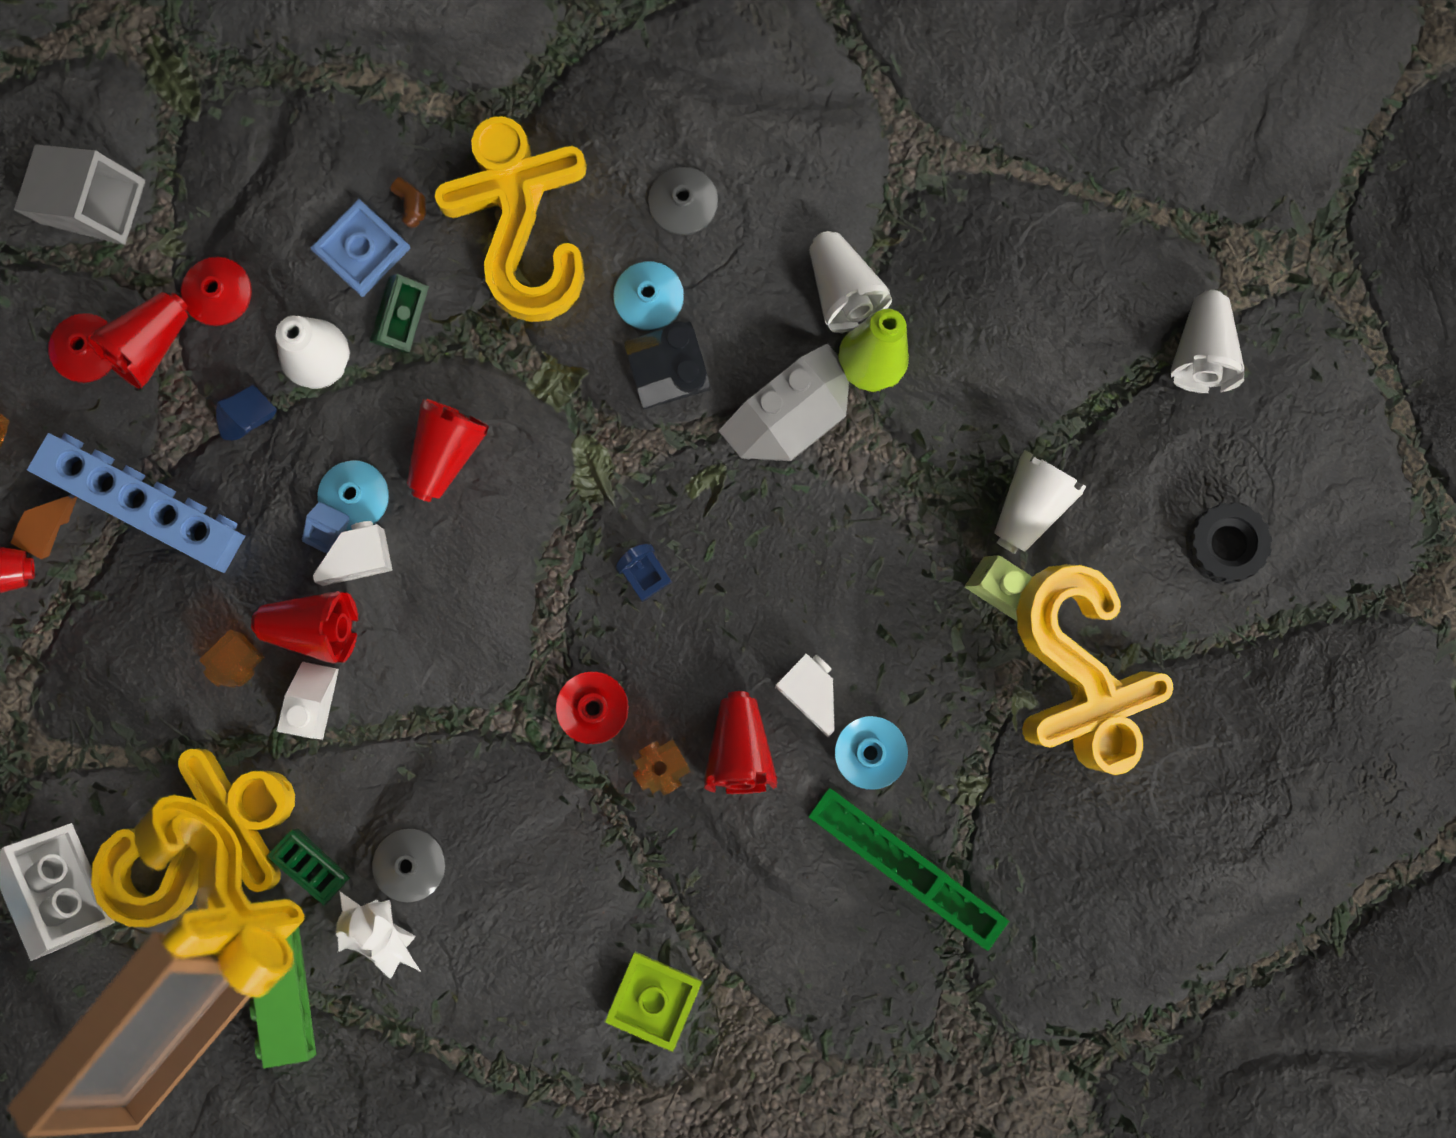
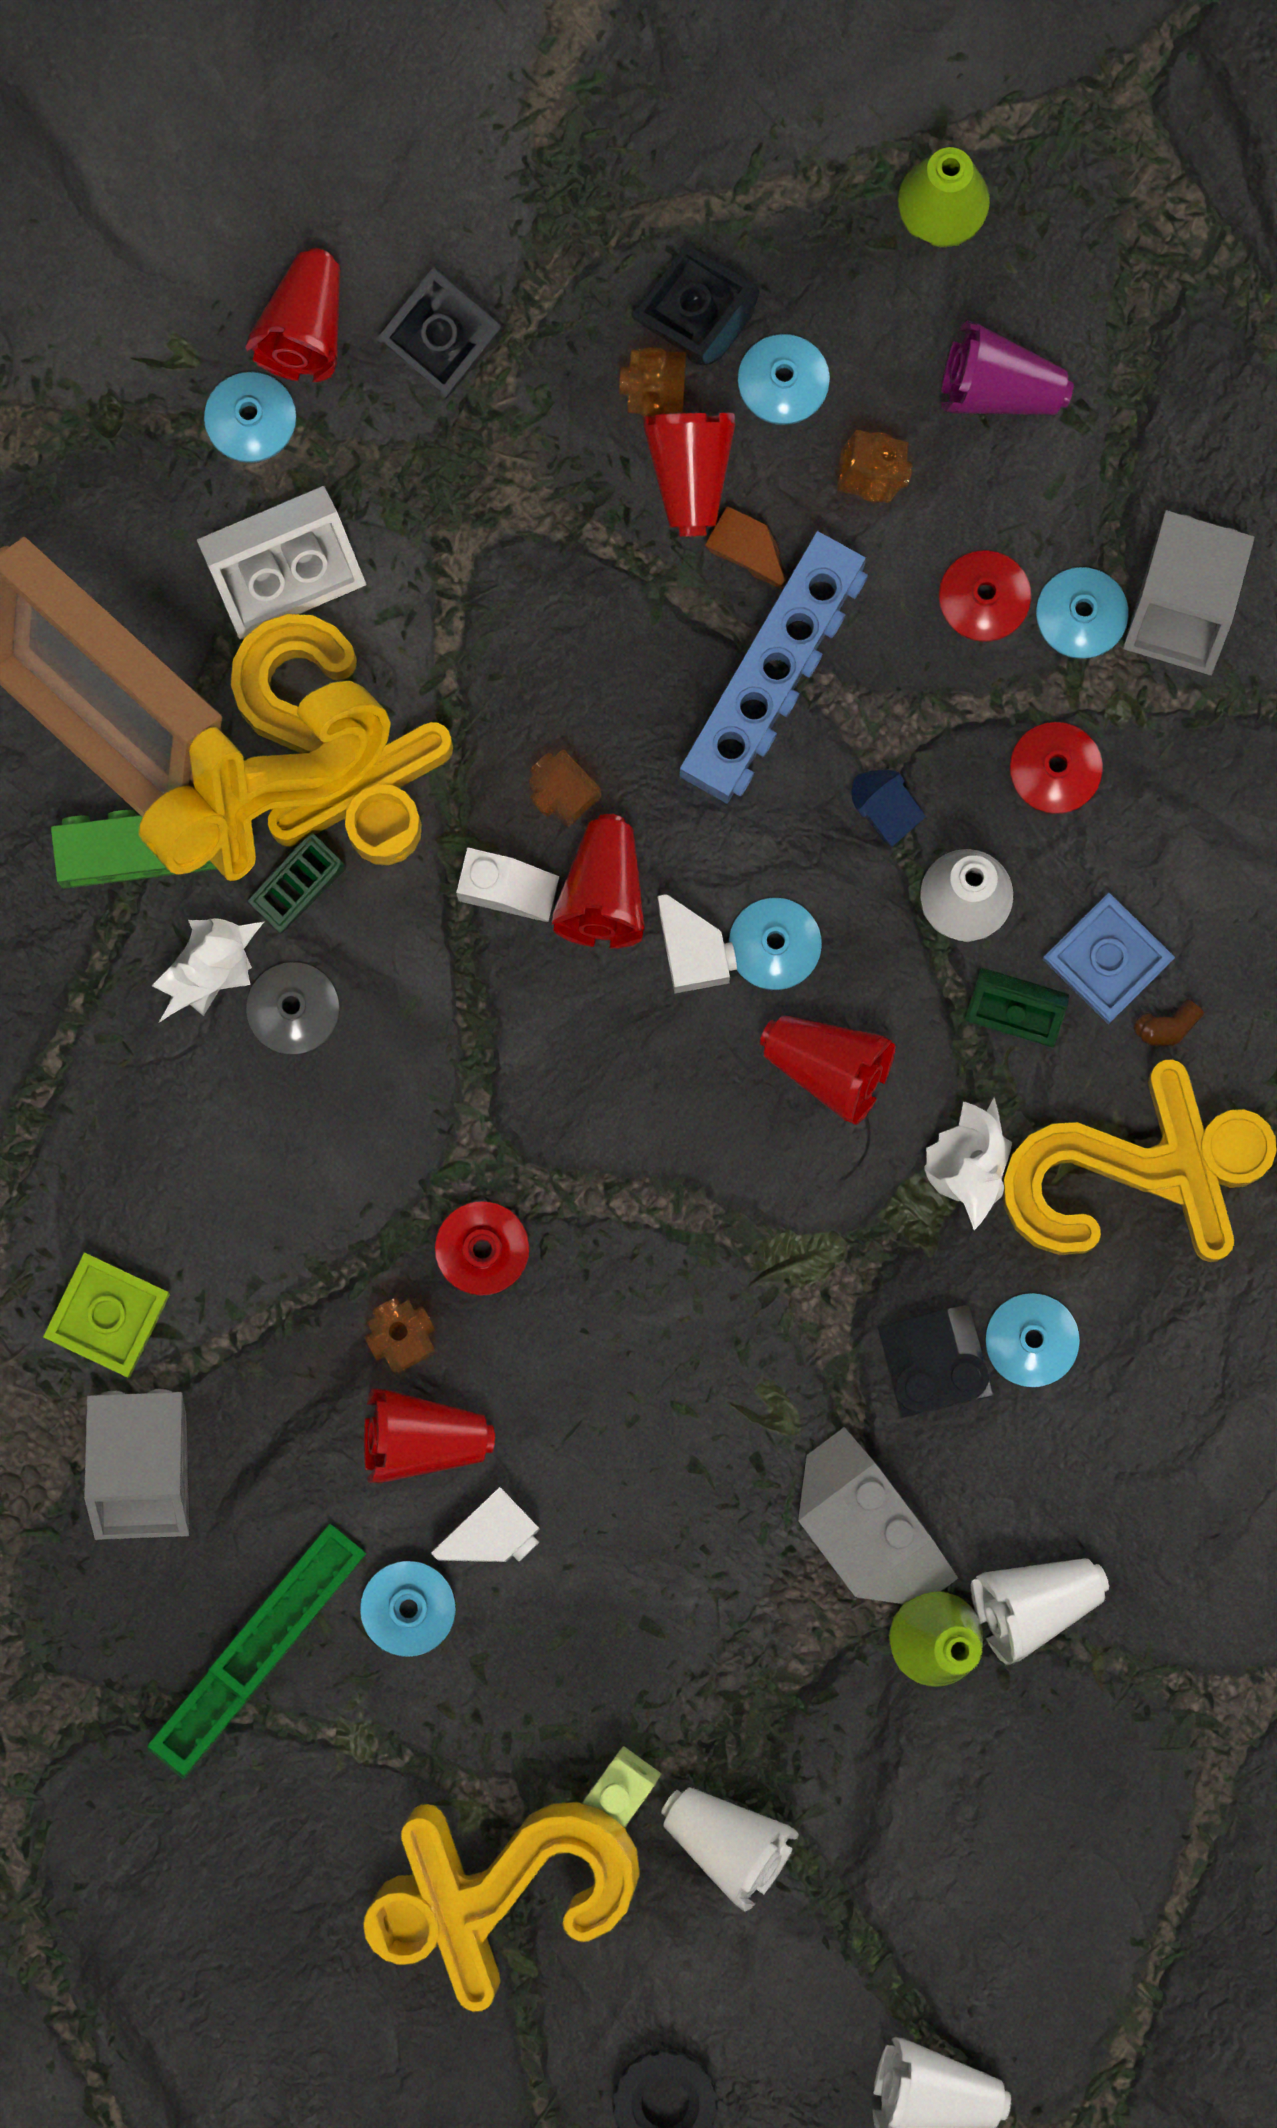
camera: 90 degrees right, 0 degrees up
(110, 282) = (1075, 634): none -> medium azure dish
(140, 337) = (990, 675): red cone -> none
(324, 526) = (731, 908): medium blue slope -> none
(515, 340) = (971, 1161): none -> white hair
(643, 571) = (658, 1321): dark blue tile -> none
(688, 215) = (1139, 1397): dark grey dish -> none
(769, 971) = (137, 1465): none -> light grey slope

